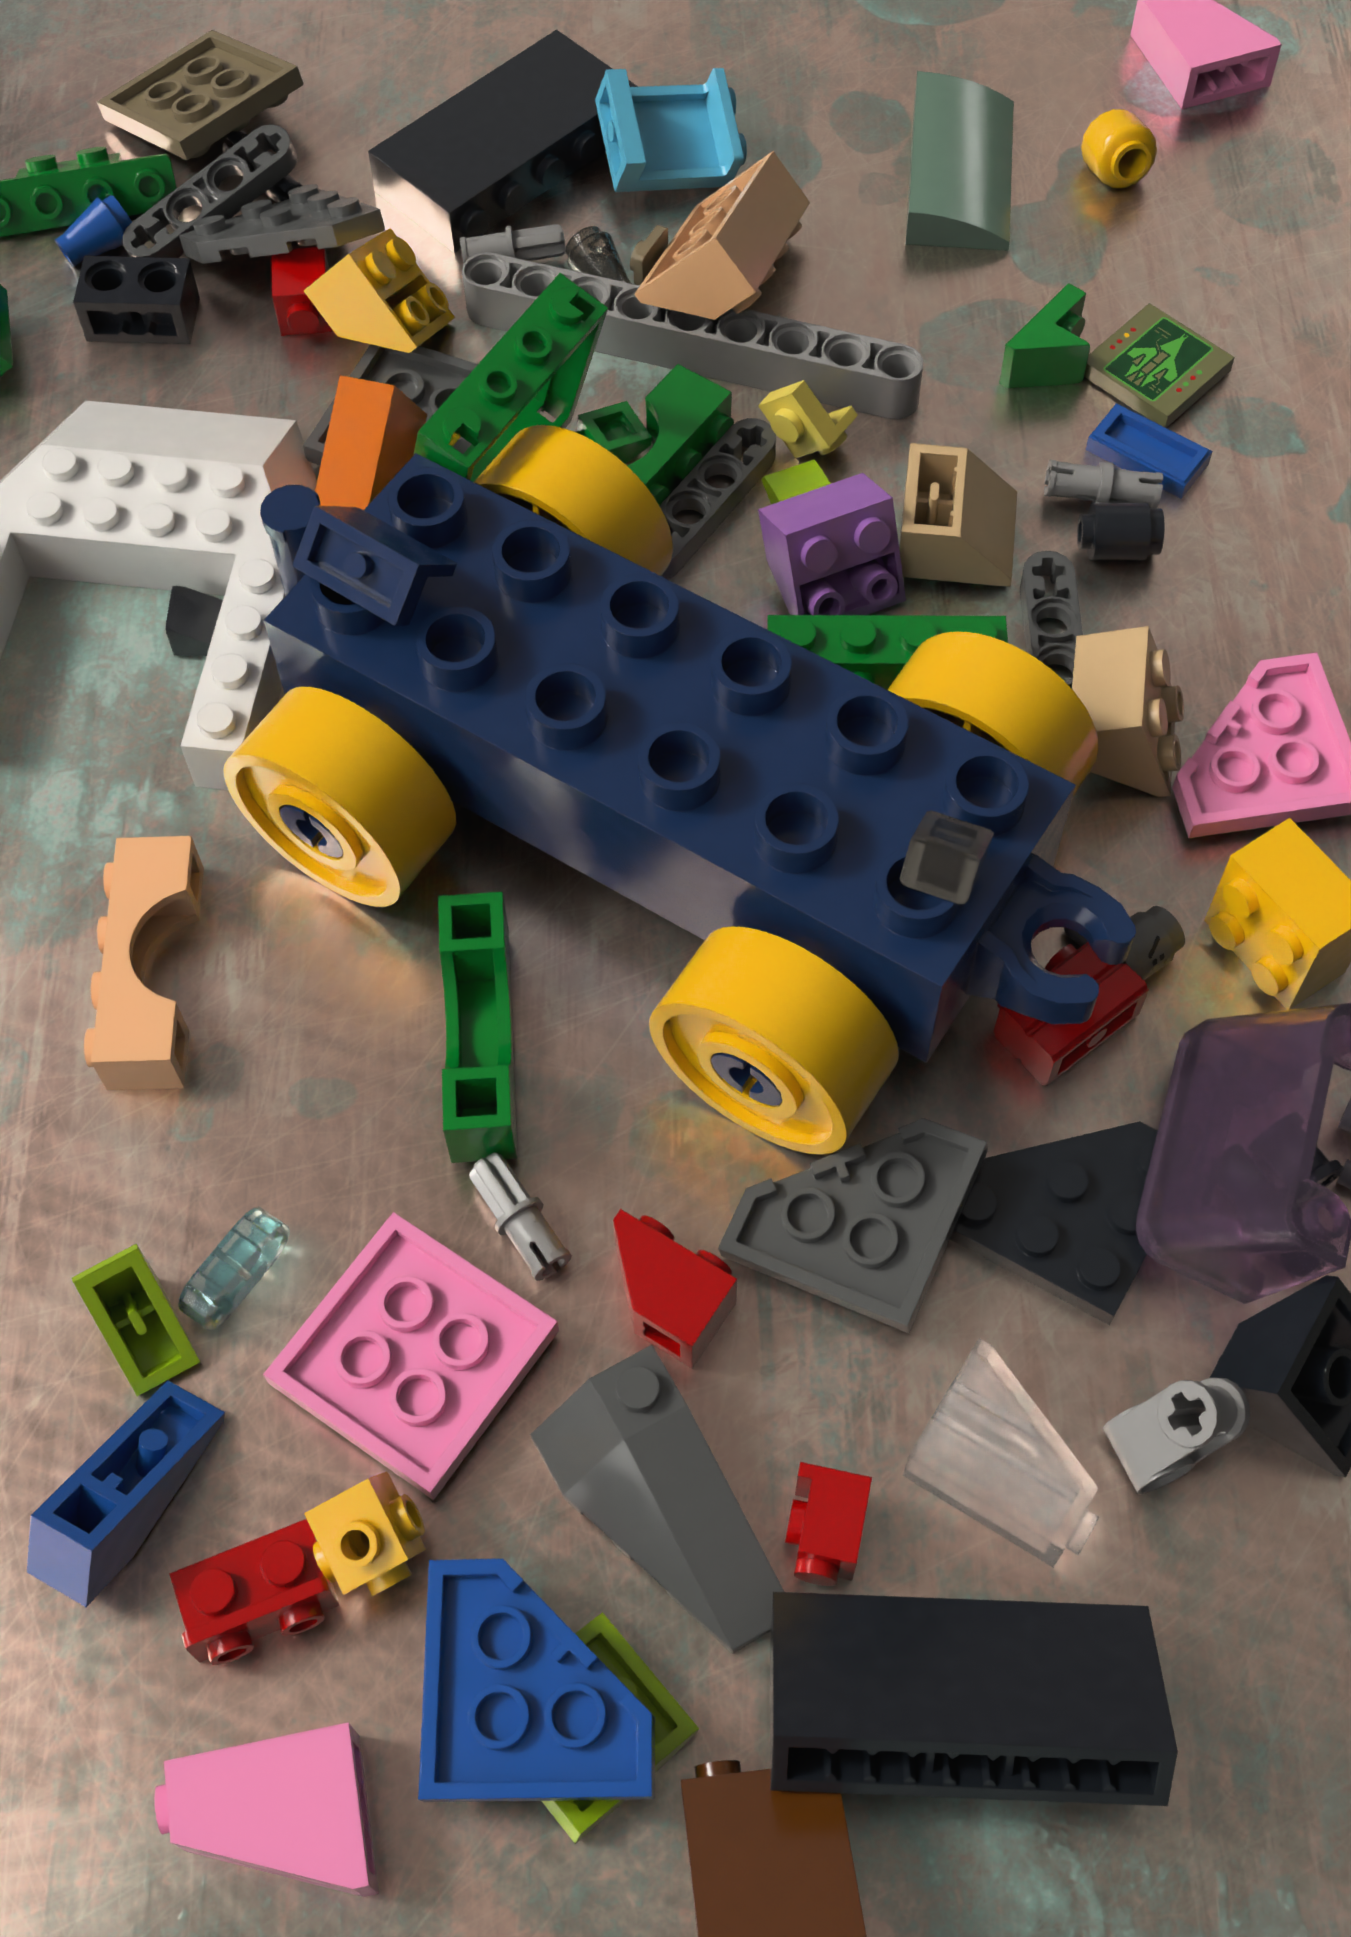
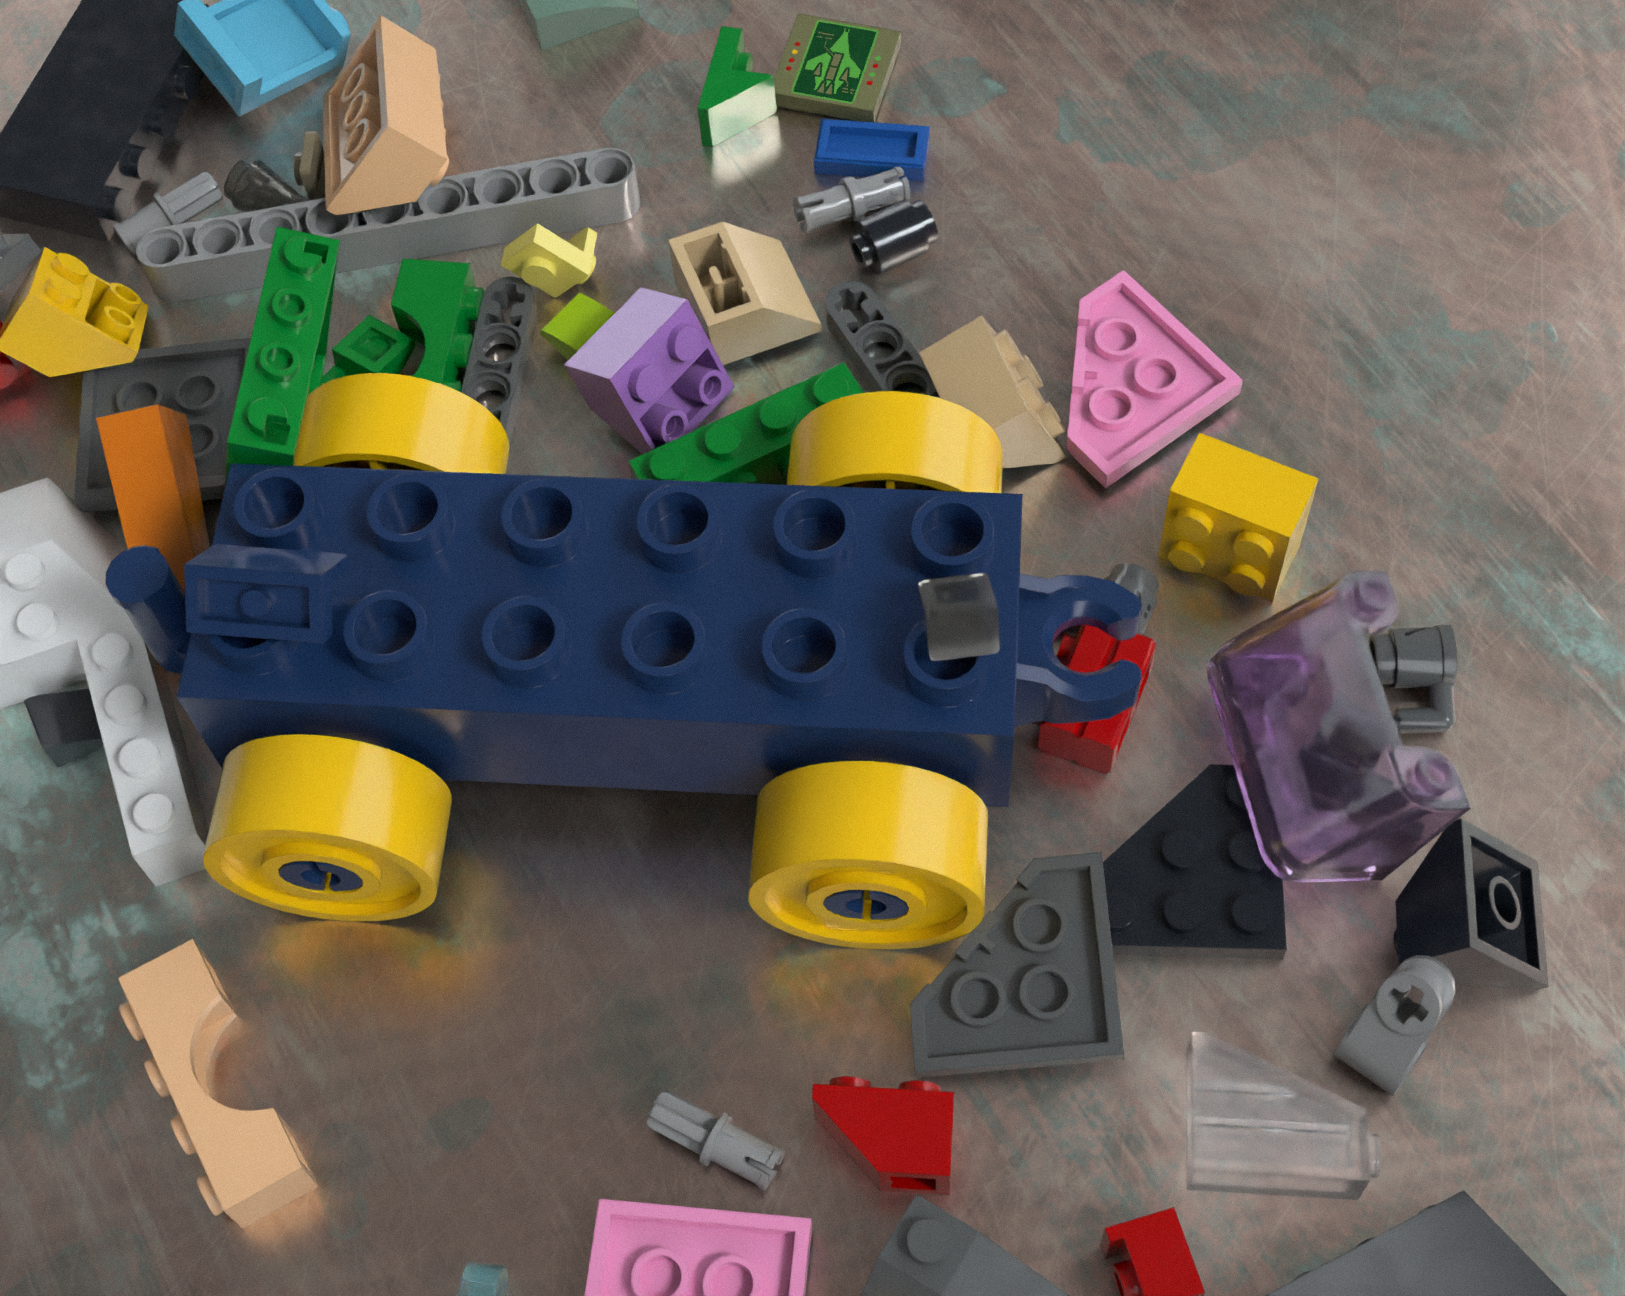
camera: 25 degrees left, 0 degrees up
(479, 1030) = (577, 983): green arch -> none

